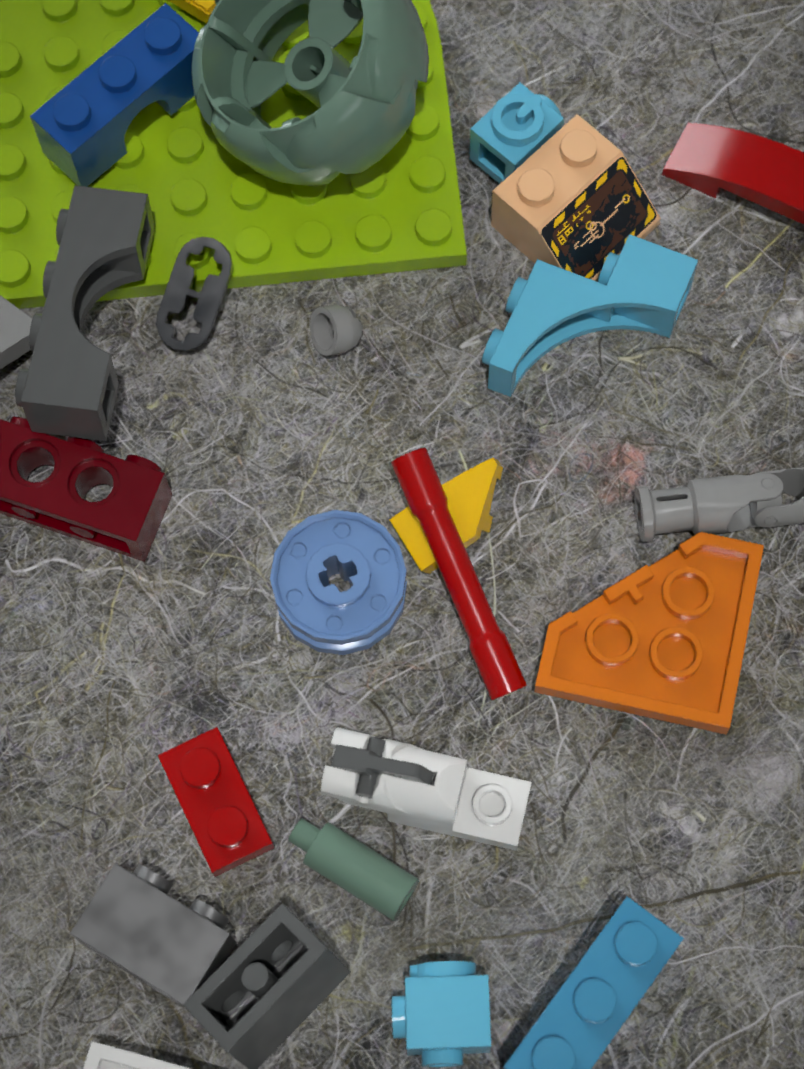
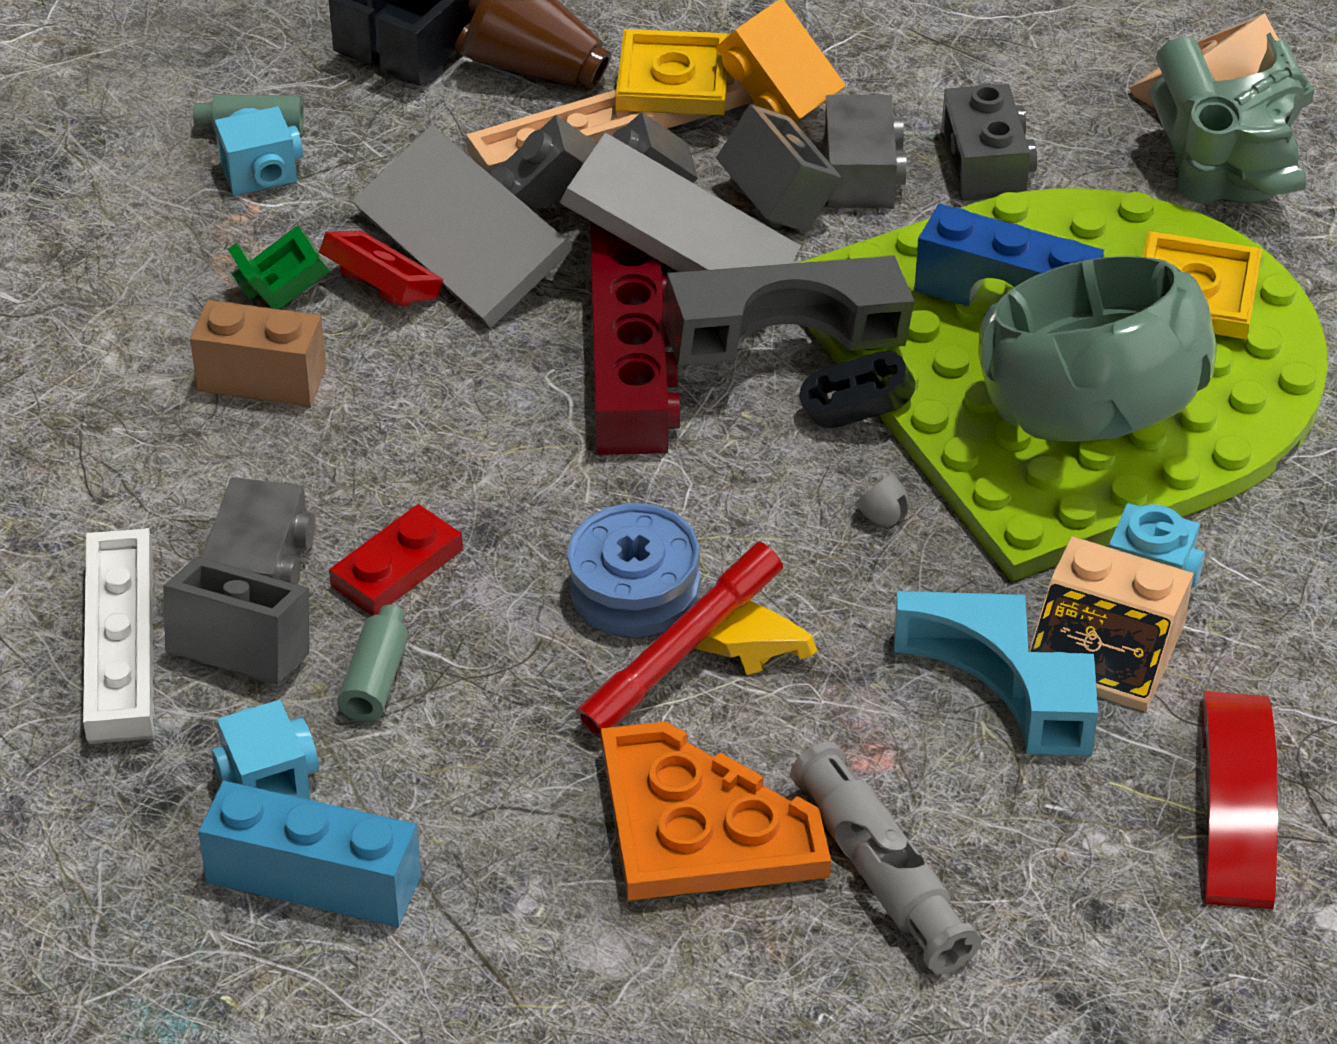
camera: 65 degrees right, 25 degrees down
(425, 789) = (466, 680): white plate -> none

